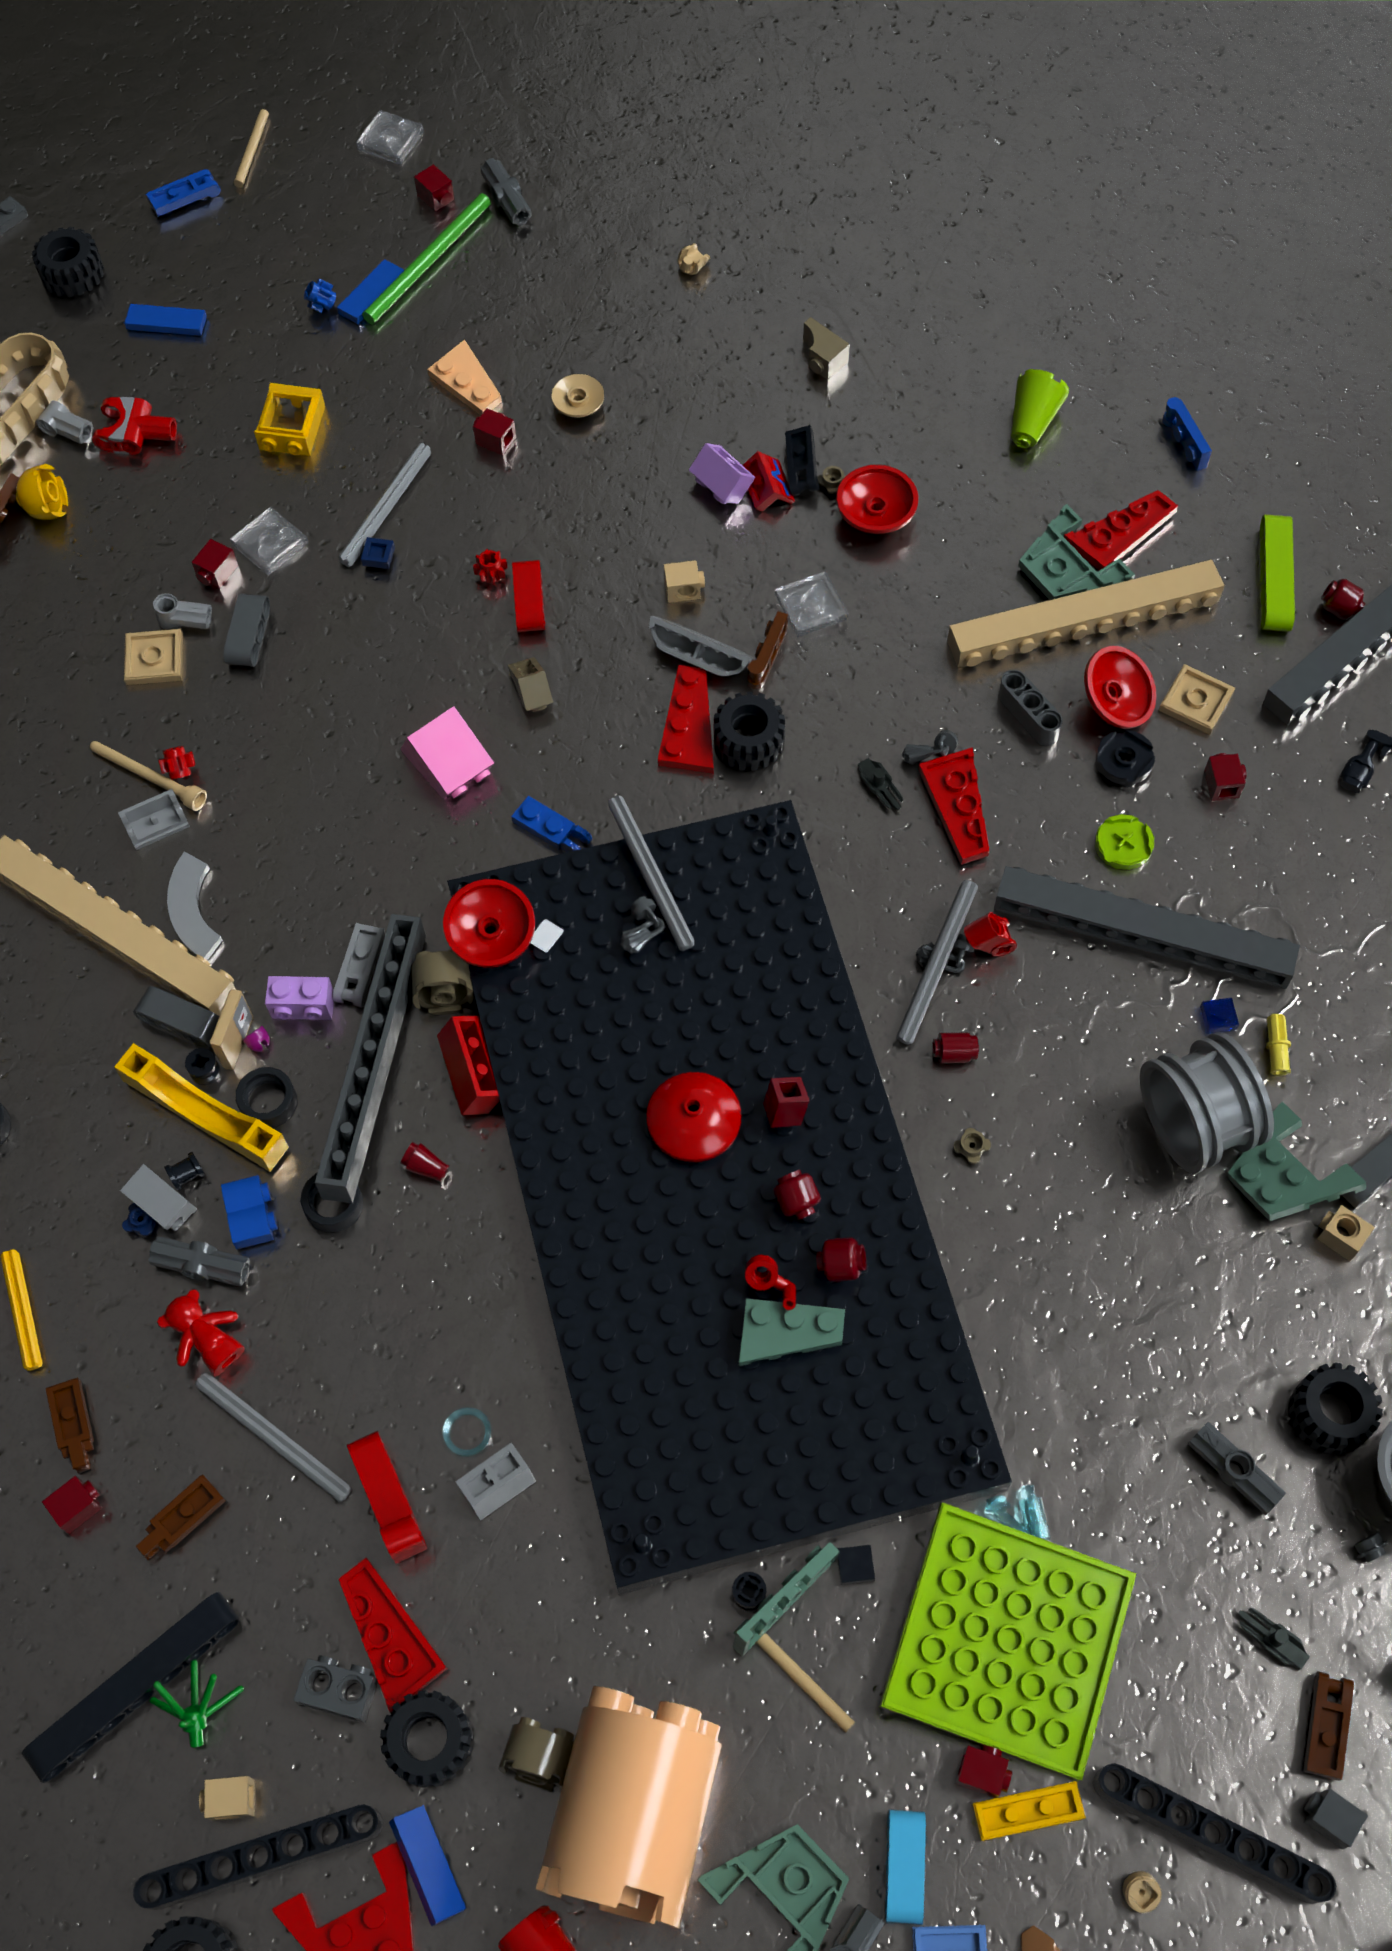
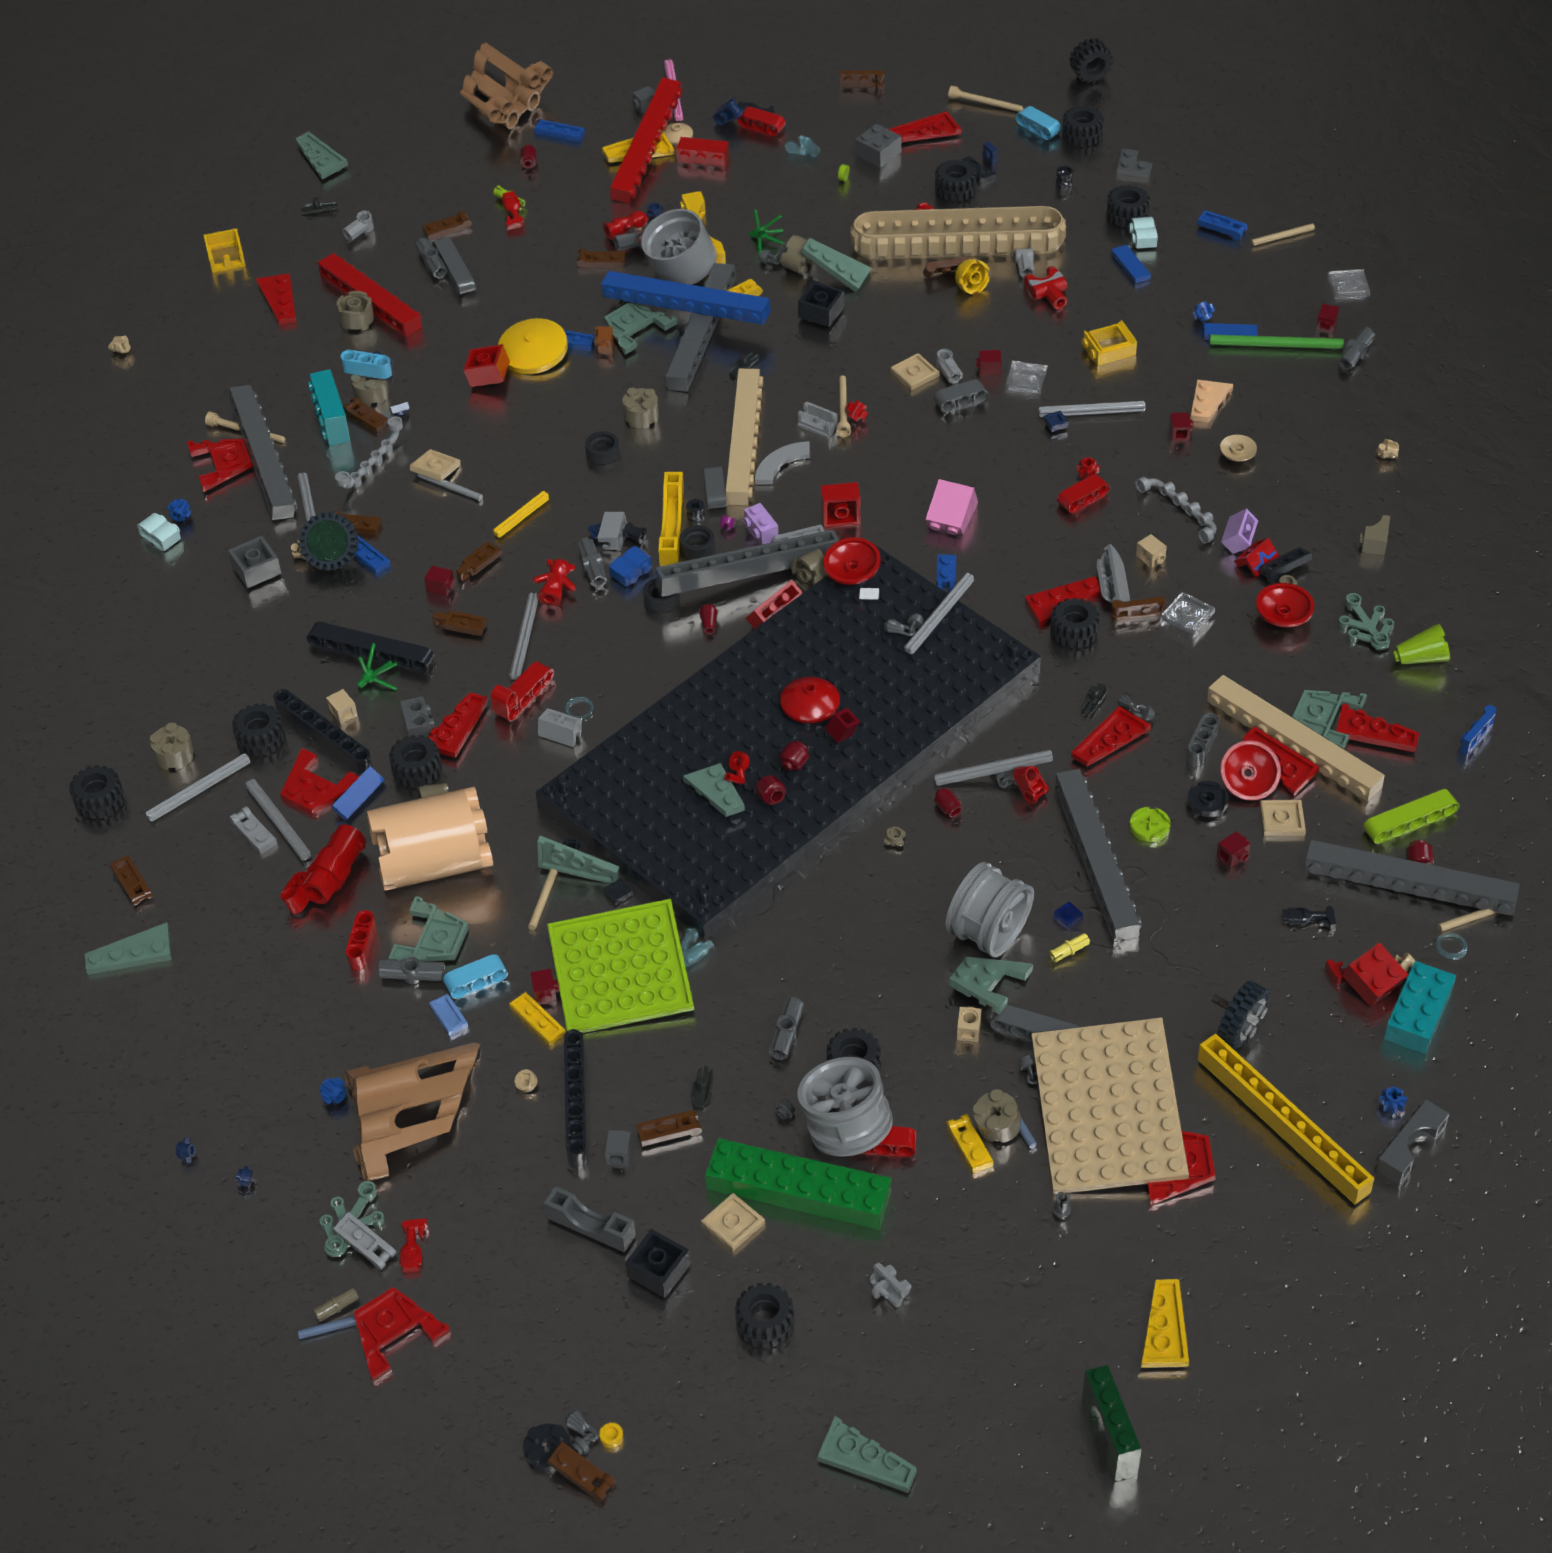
camera: 60 degrees right, 15 degrees down
(126, 274) = (1143, 232): none -> light aqua brick
(231, 1029) = (720, 504): tan tile -> none
(345, 878) = (840, 504): none -> red brick
(531, 684) = (1025, 520): dark tan arch -> none
(562, 524) = (1206, 534): none -> light grey bar
(980, 443) = (1378, 640): none -> sand green plant
(1136, 635) = (1295, 769): none -> red wing

